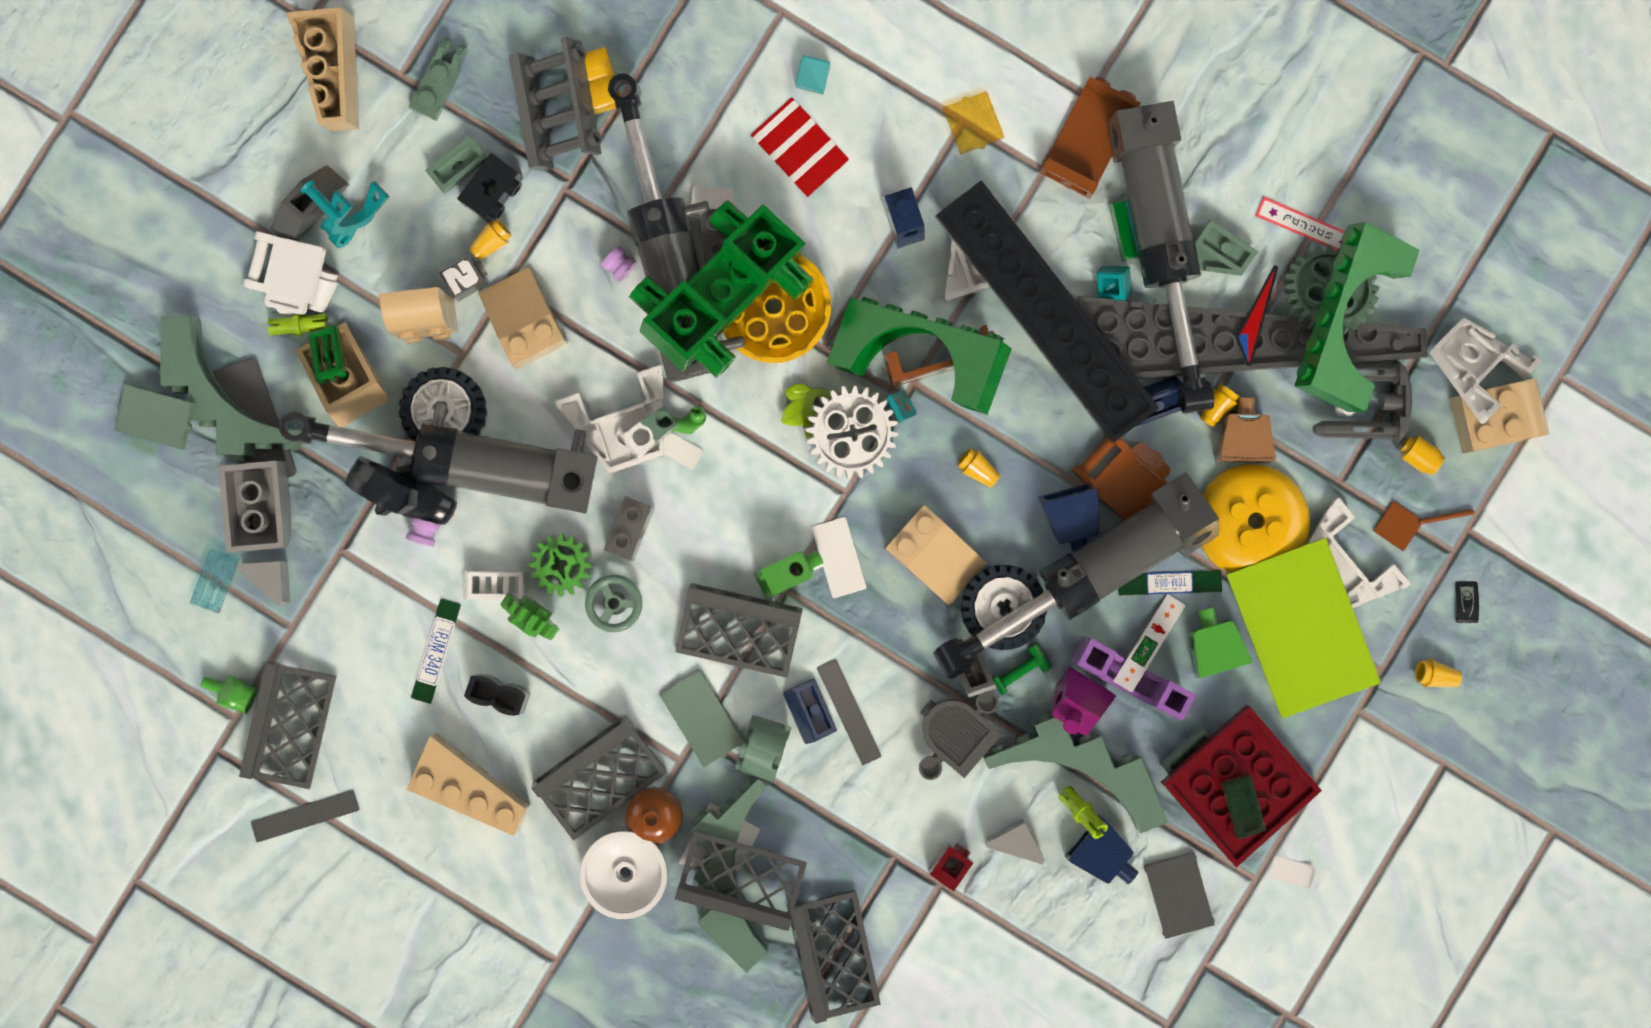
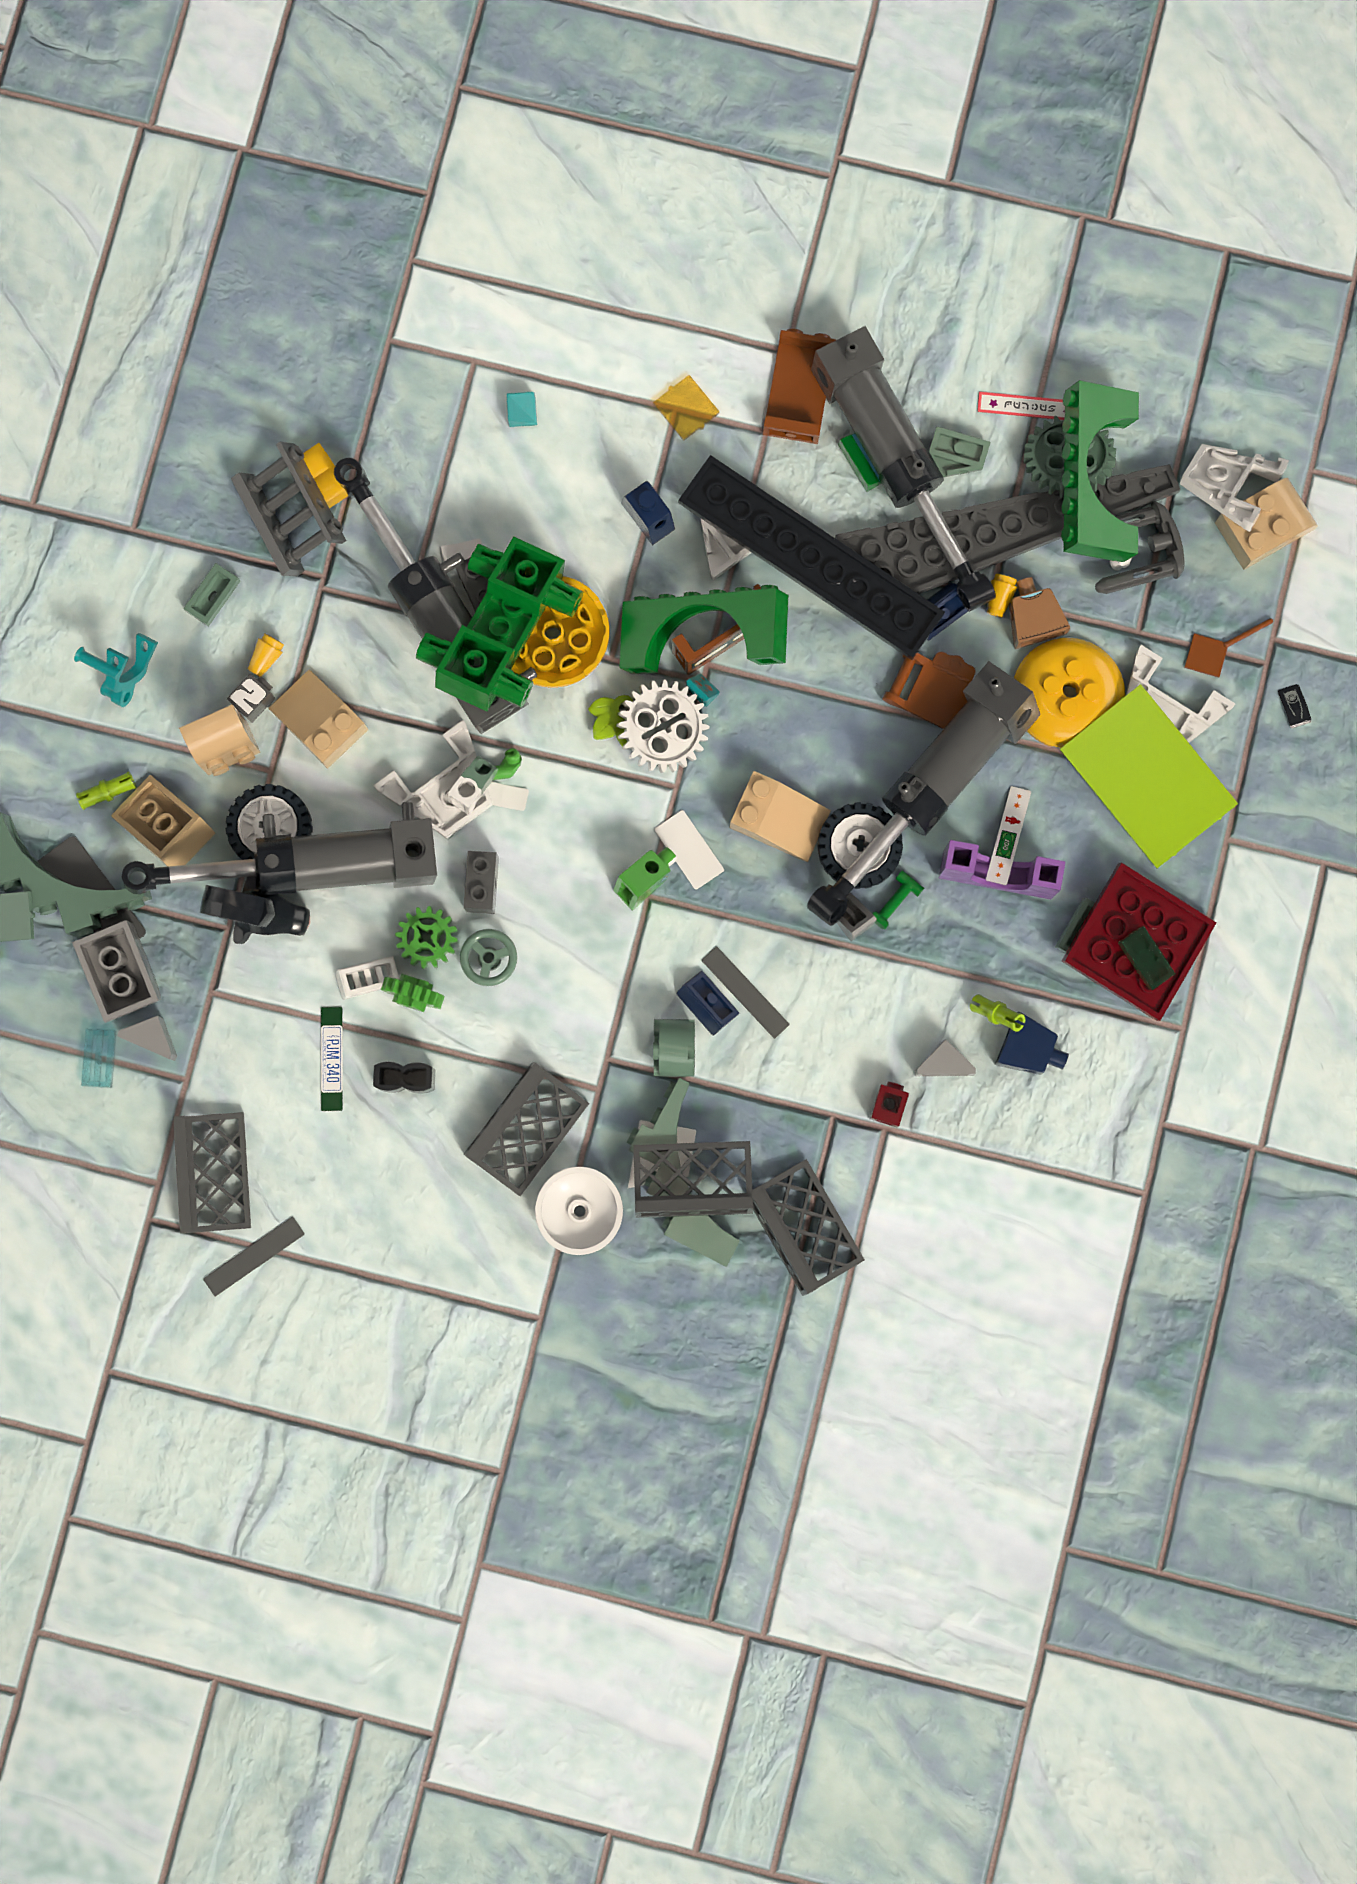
camera: 15 degrees left, 5 degrees down
(232, 693) = (148, 1159): bright green piece -> none
(290, 274) = (85, 744): white piece -> none
(298, 211) = (79, 680): dark grey slope -> none
(325, 290) = (119, 750): white cone -> none
(329, 63) = (62, 536): tan wedge -> none
(331, 372) = (151, 821): green tile -> none
(422, 531) = (285, 947): lavender wheel -> none
(438, 81) = (170, 524): sand green hinge -> none
(463, 786) = (393, 1175): tan wedge -> none
(495, 174) = (249, 591): black brick -> none
(619, 263) = (394, 639): lavender wheel -> none
(654, 815) = (590, 1146): dark orange cylinder -> none
(701, 718) = (606, 1042): sand green piece -> none
(739, 605) = (610, 922): dark grey fence -> none
(799, 147) = (530, 480): red sticker -> none
(957, 734) = (854, 977): dark grey piece -> none
(978, 468) = (793, 723): yellow cone -> none
(1052, 744) = (947, 958): sand green arch -> none
(1072, 514) = (896, 737): dark blue torso -> none
(1079, 702) = (961, 909): magenta torso -> none
(1114, 282) = (865, 512): teal slope -> none
(1173, 583) = (1011, 775): sticker -> none
(1179, 895) = (1115, 1066): dark grey piece -> none
(1216, 645) = (1072, 818): bright green torso -> none
(1252, 325) = (1007, 513): sticker -> none
(1292, 872) = (1215, 1010): white sticker -> none
(1421, 455) = (1205, 581): yellow brick -> none
(1435, 674) = (1288, 780): yellow cone -> none

